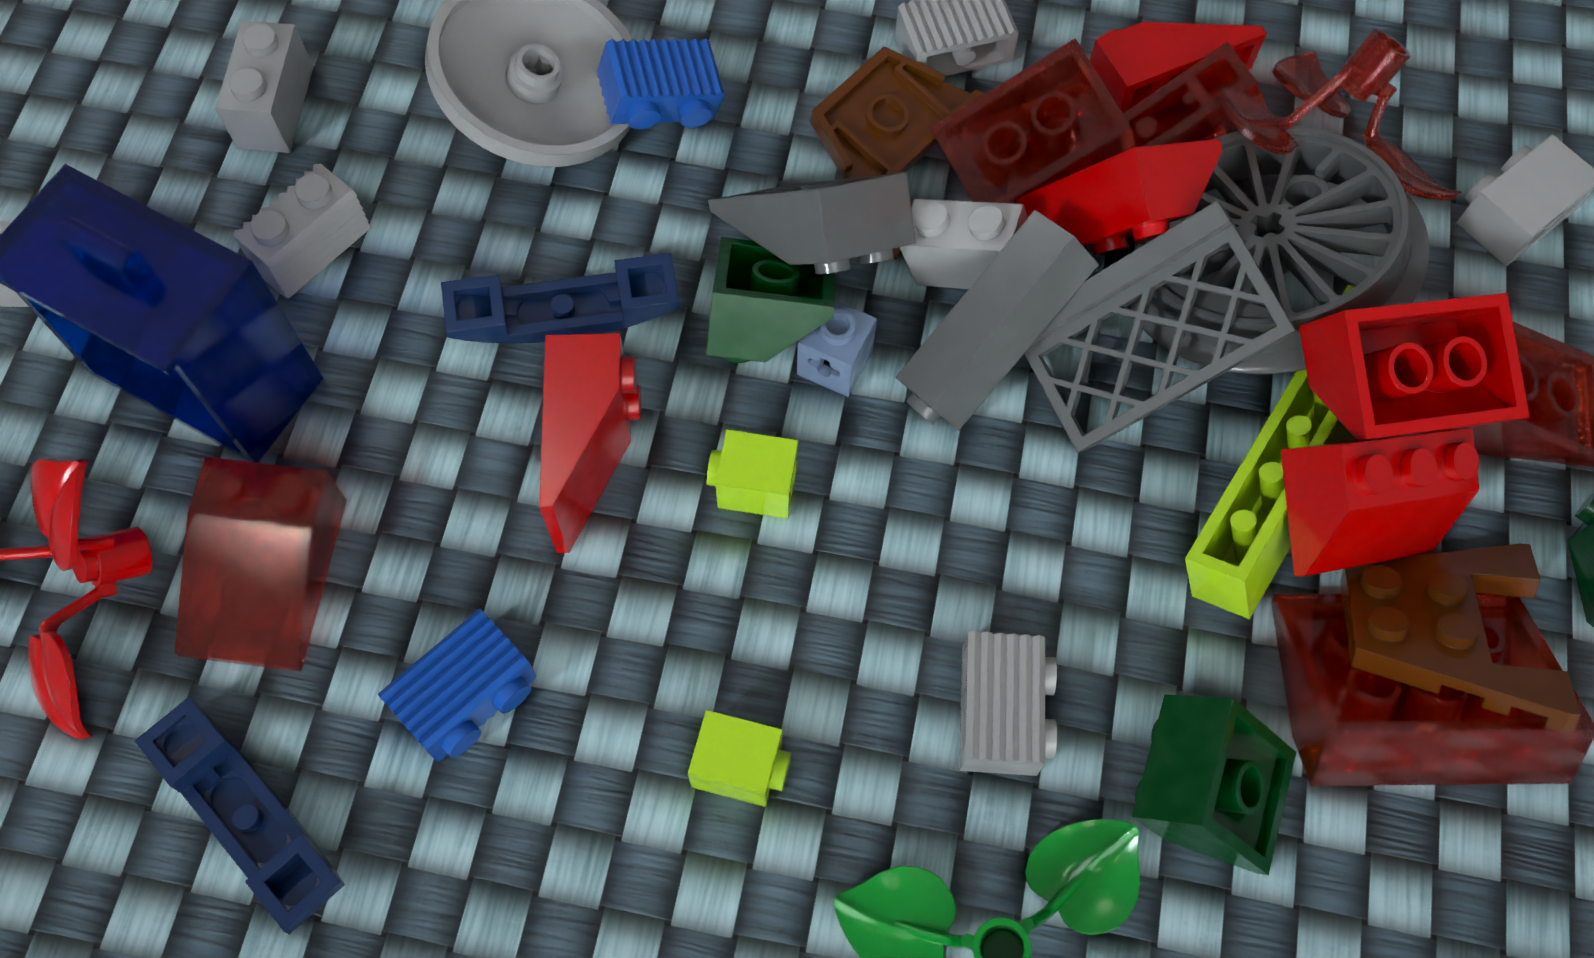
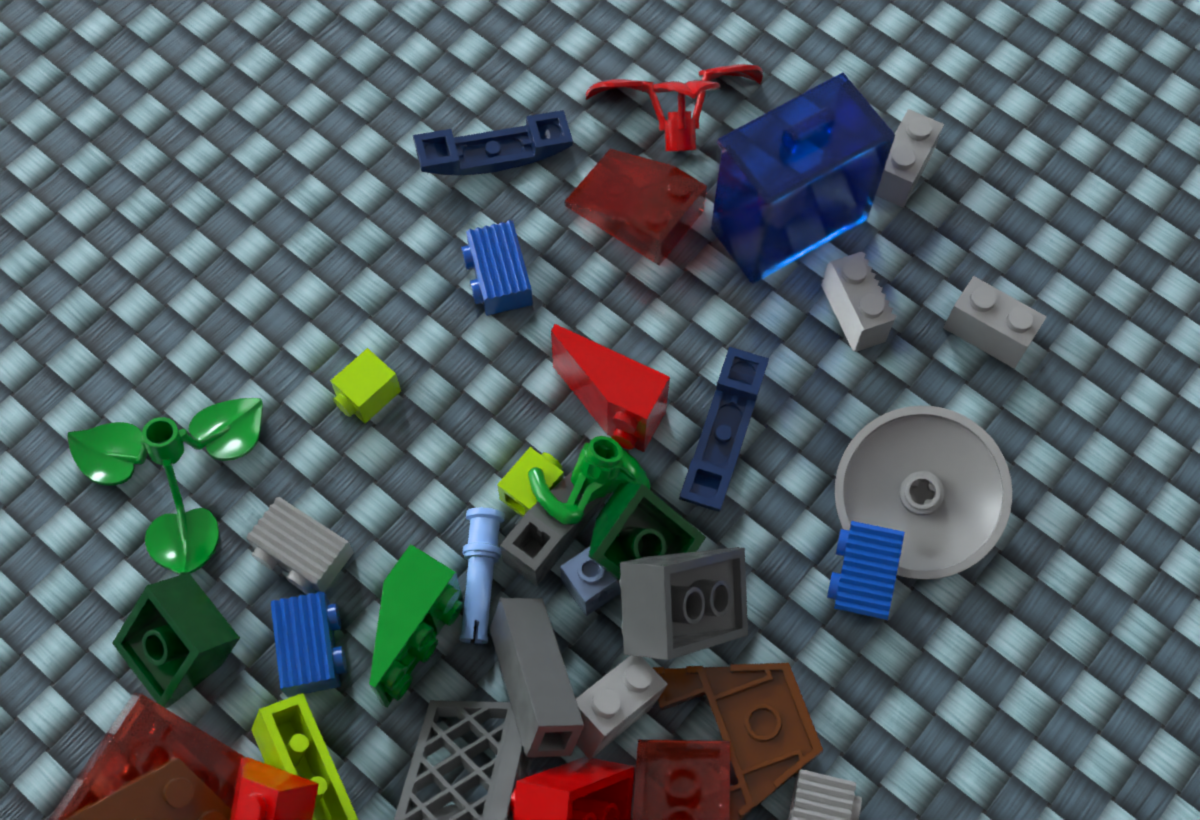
camera: 120 degrees right, 0 degrees up
(716, 390) = (596, 473): none -> green piece
(821, 411) = (541, 539): none -> dark grey slope
(878, 484) = (481, 554): none -> light blue pin
(1015, 496) = (414, 607): none -> green slope
(1114, 616) = (306, 644): none -> blue brick

